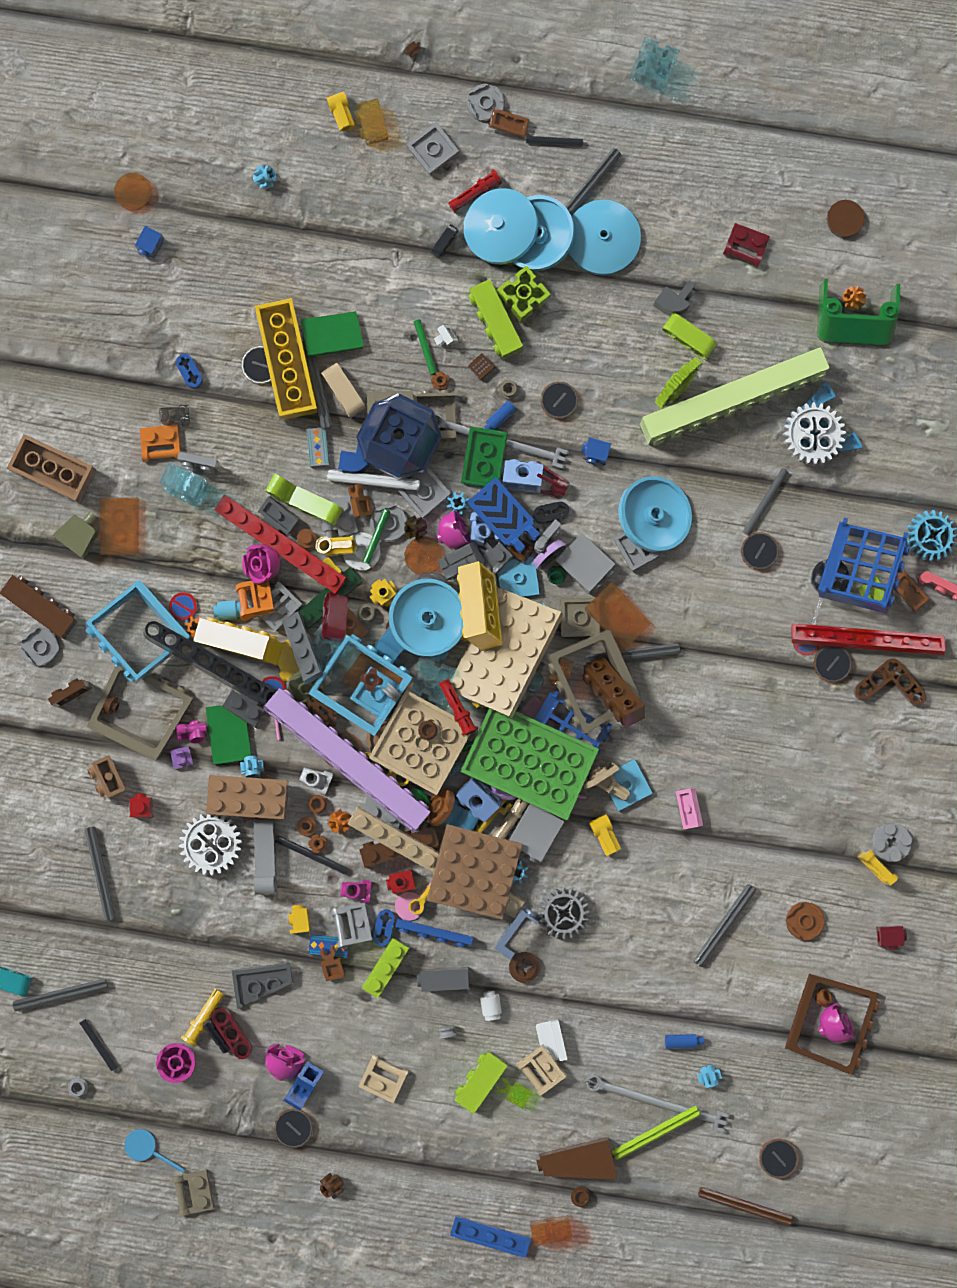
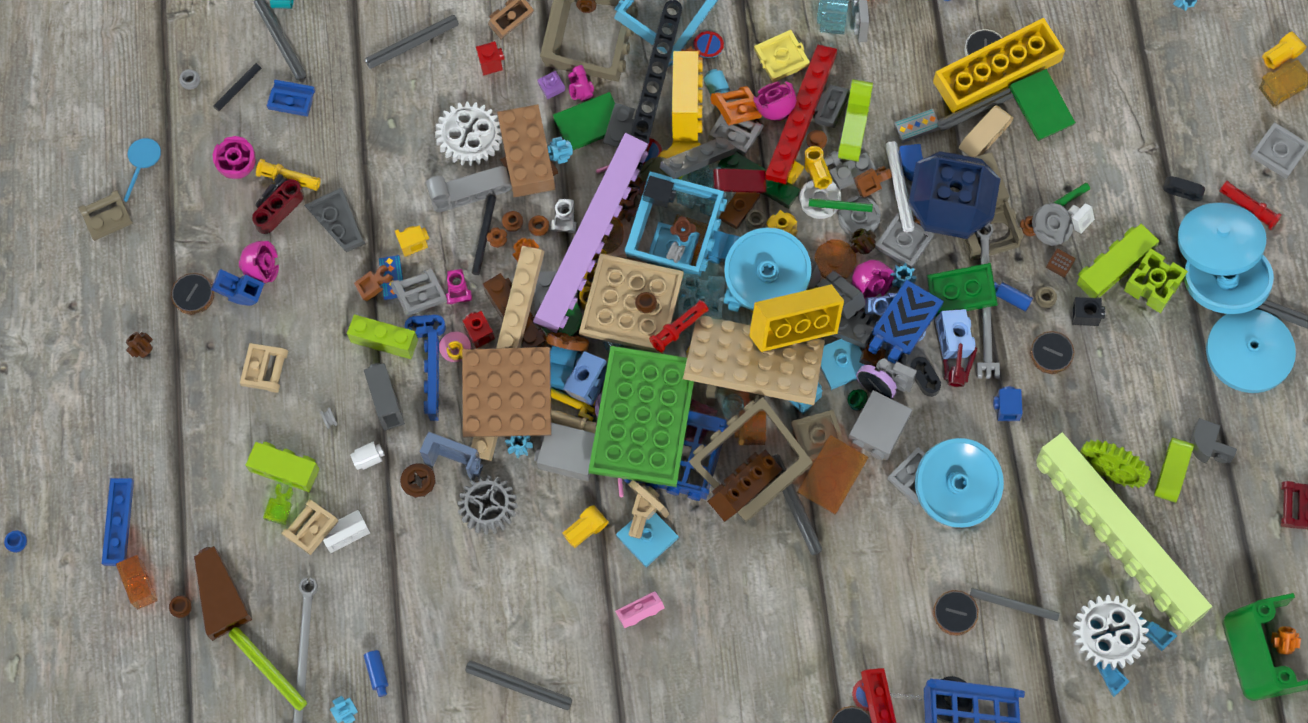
camera: 80 degrees right, 15 degrees down
(126, 997) = (291, 98): none -> blue plate
(215, 544) = (782, 56): none -> light yellow plate
(333, 691) = (659, 192): none -> black brick
(445, 362) = (1052, 224): none -> light grey tile
(532, 367) = (1080, 317): none -> black brick

